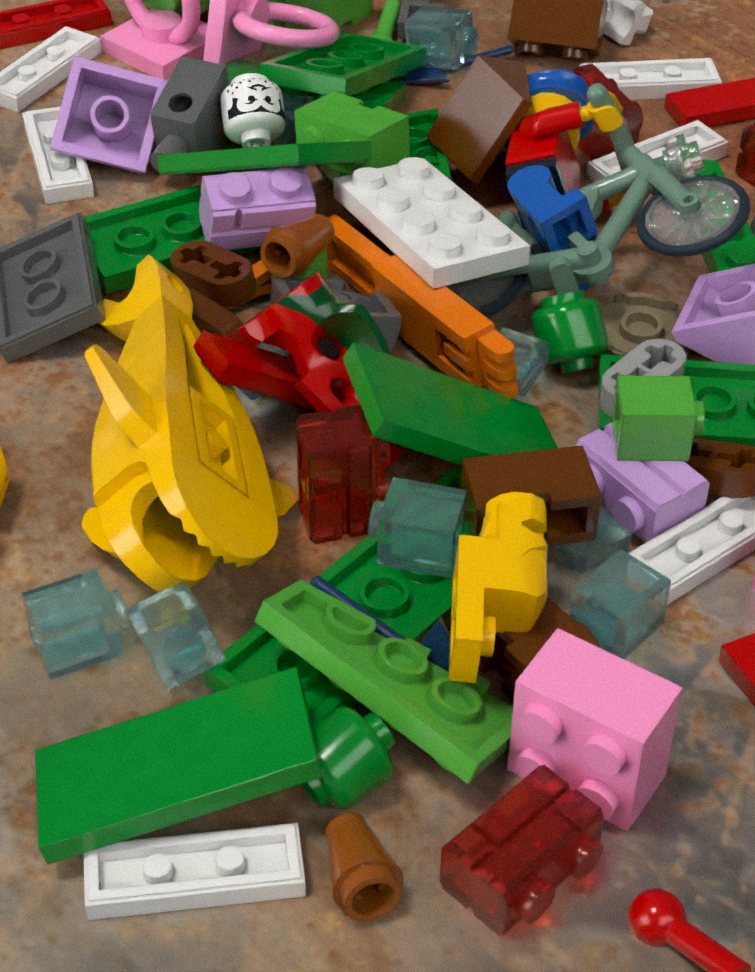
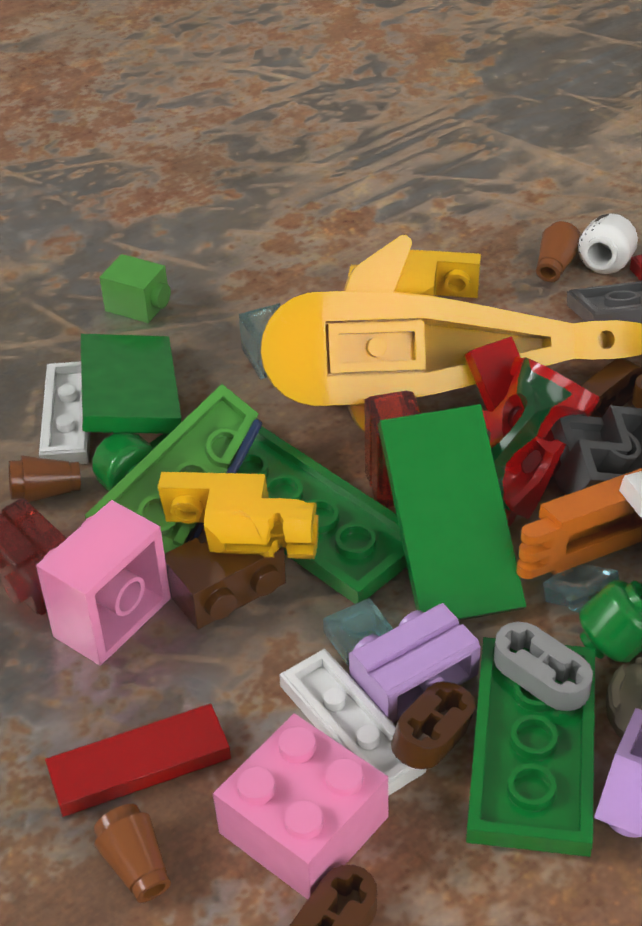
camera: 95 degrees right, 0 degrees up
(176, 635) = (240, 372): clear light blue brick -> none
(418, 526) = (331, 483): clear light blue brick -> none
(555, 475) = (359, 559): reddish brown brick -> none
(621, 603) = (257, 632): clear light blue brick -> none
(655, 418) = (442, 636): bright green brick -> none

